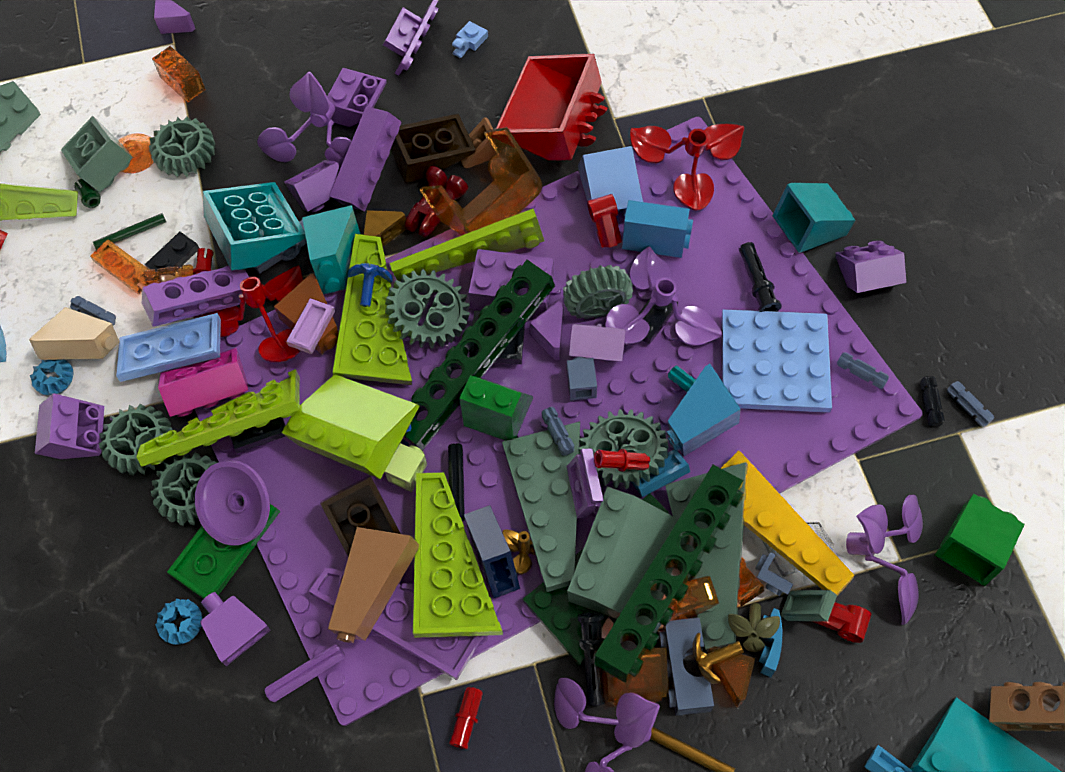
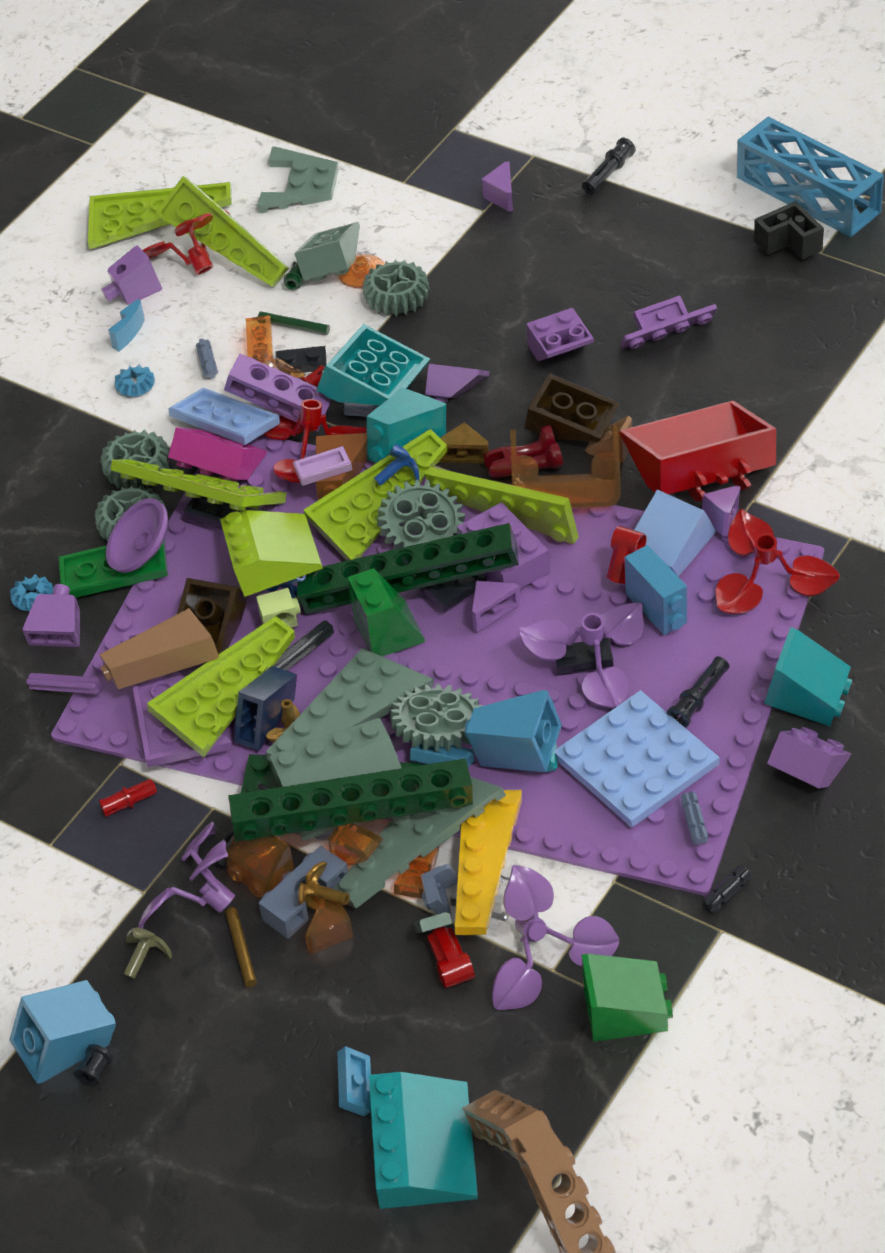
camera: 50 degrees right, 15 degrees down
(69, 428) = (103, 419): medium lavender slope -> none
(74, 337) = (170, 362): tan slope -> none
(178, 74) = (454, 233): clear orange brick -> none
(307, 97) = (511, 330): medium lavender plant -> none
(365, 158) = (504, 383): medium lavender brick -> none
(468, 37) = (711, 357): light blue plate -> none
(558, 431) = (405, 668): sand blue axle -> none
(581, 378) = (469, 651): sand blue brick -> none
(584, 483) = (377, 703): medium lavender plate -> none
(597, 291) = (552, 596): sand green gear -> none
(597, 342) = (508, 633): lavender panel -> none
(616, 135) = (721, 508): none -> medium lavender slope
(621, 460) = (410, 708): red axle -> none
(754, 627) = (378, 903): olive plant -> none
(771, 655) = (390, 923): dark azure slope -> none
(970, 404) = (755, 915): sand blue axle -> none

